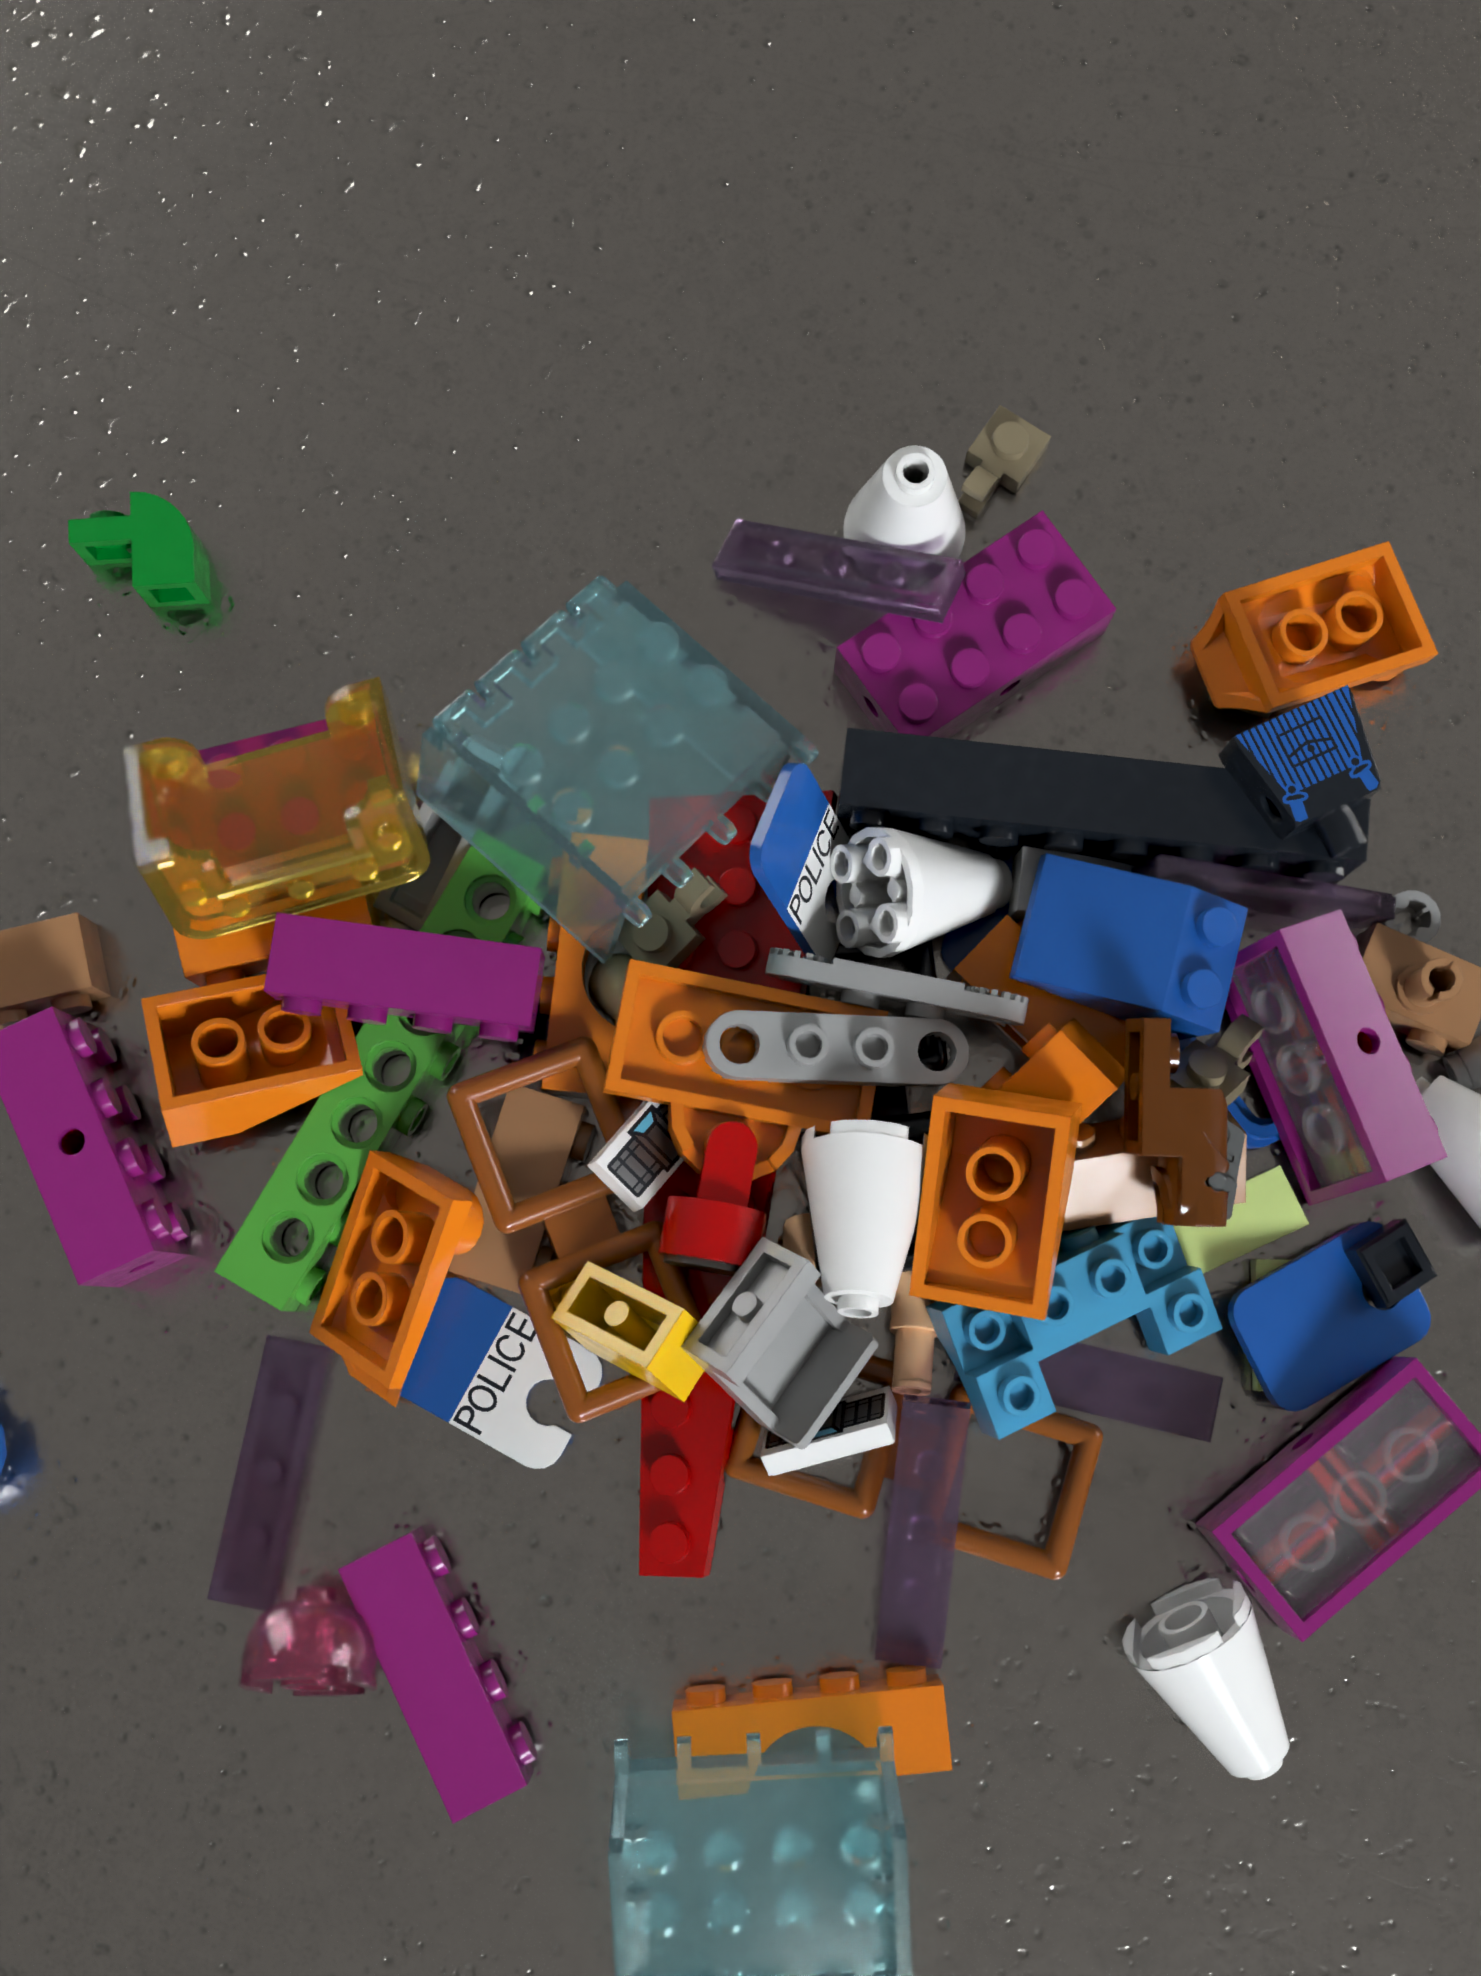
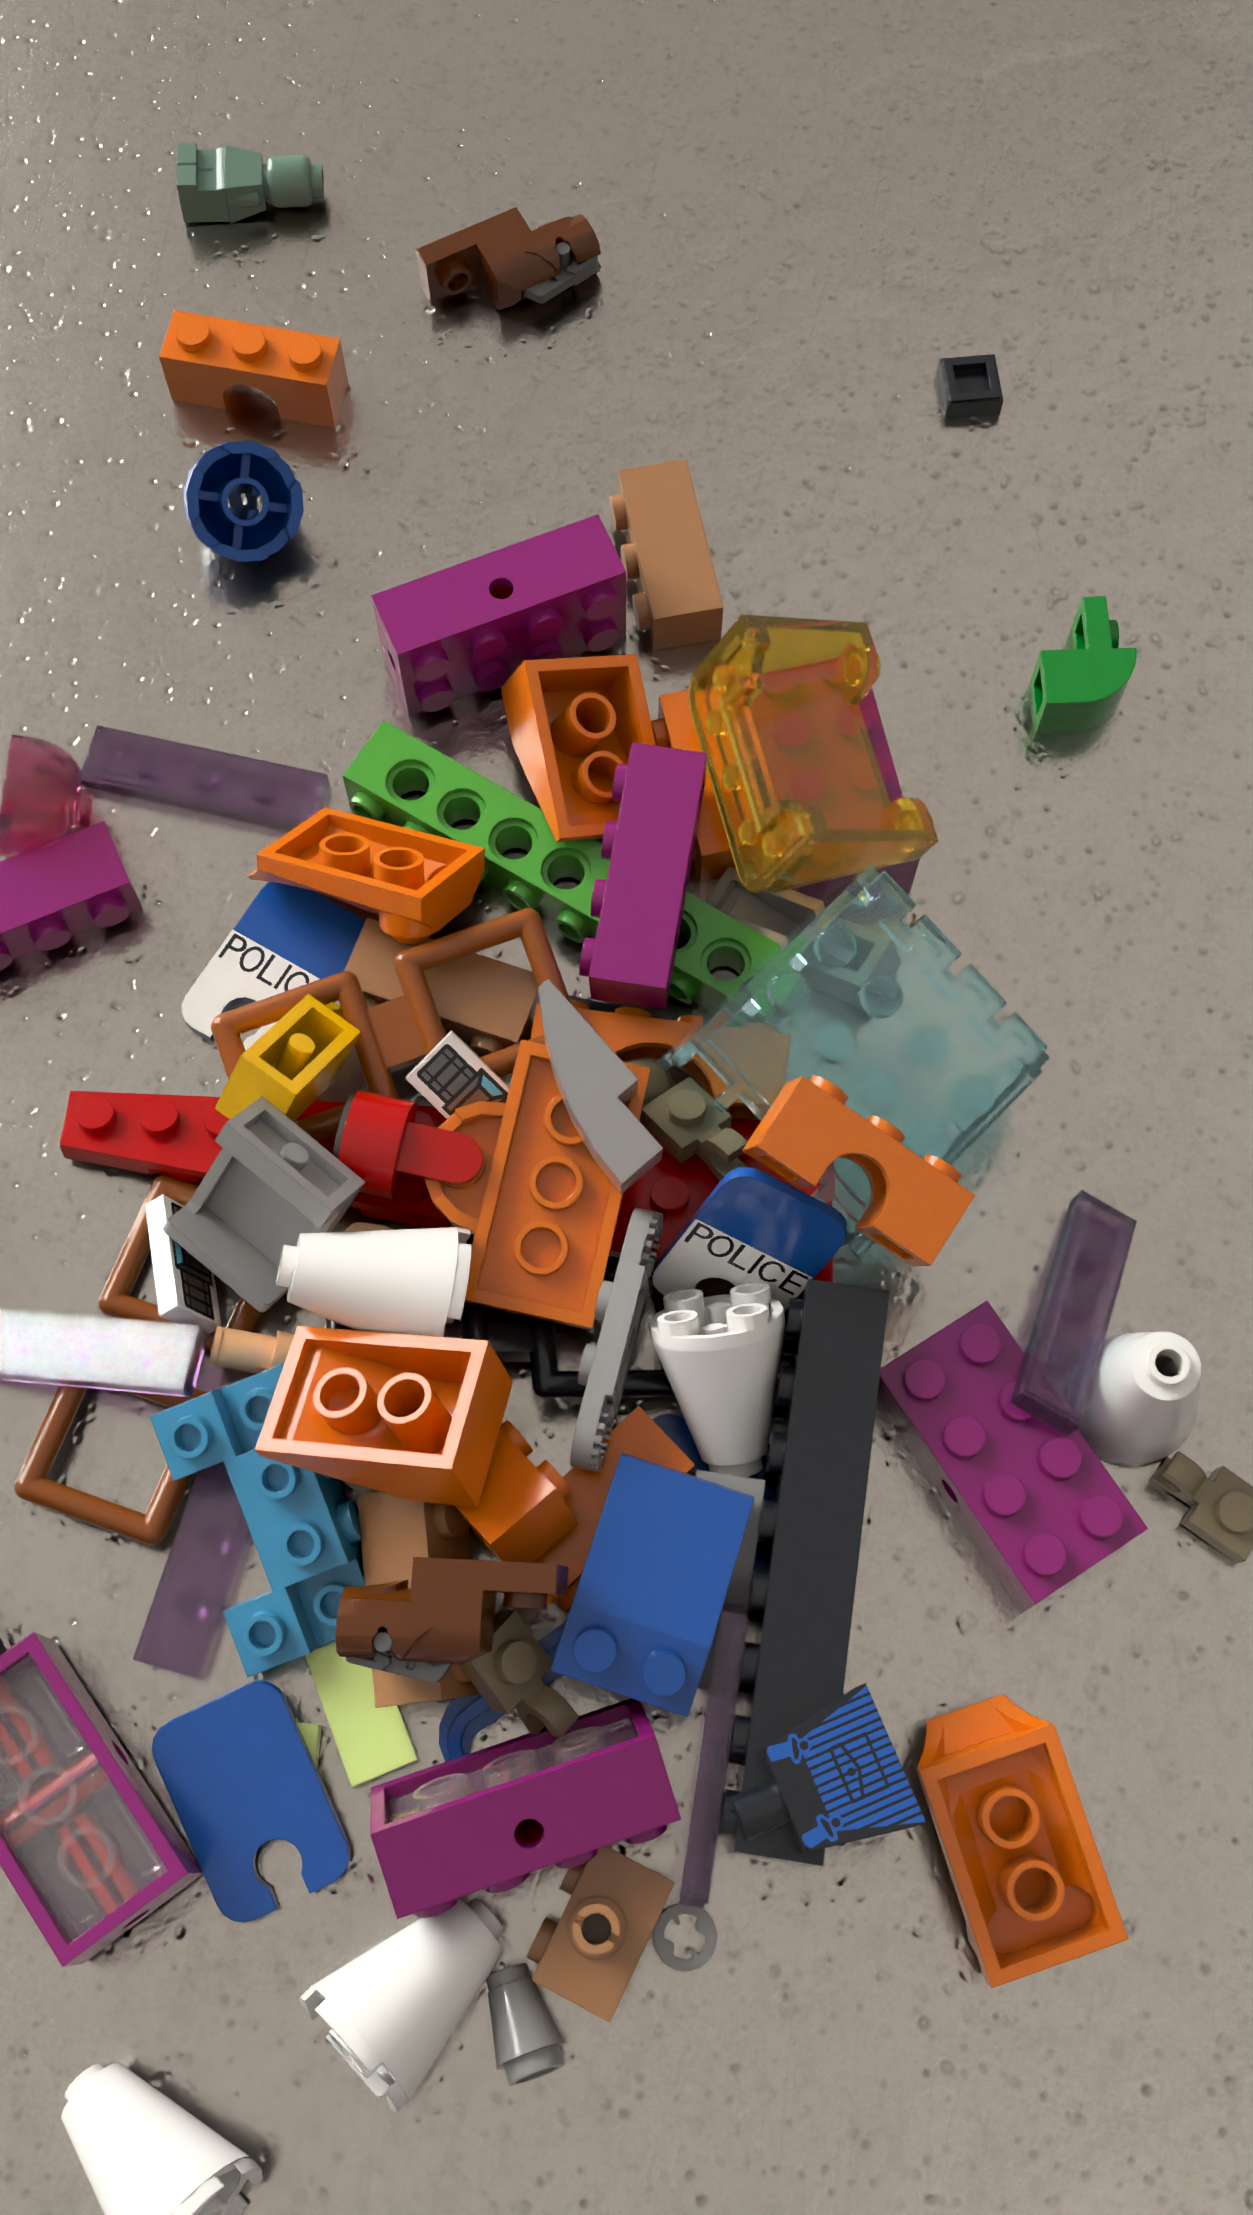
camera: 90 degrees right, 10 degrees down
(666, 1007) = (594, 1092): none -> light grey slope
(722, 785) = (912, 1198): none -> orange arch
(836, 1049) = (551, 1266): light grey plate -> none
(1390, 1263) = (300, 1873): black tile -> none

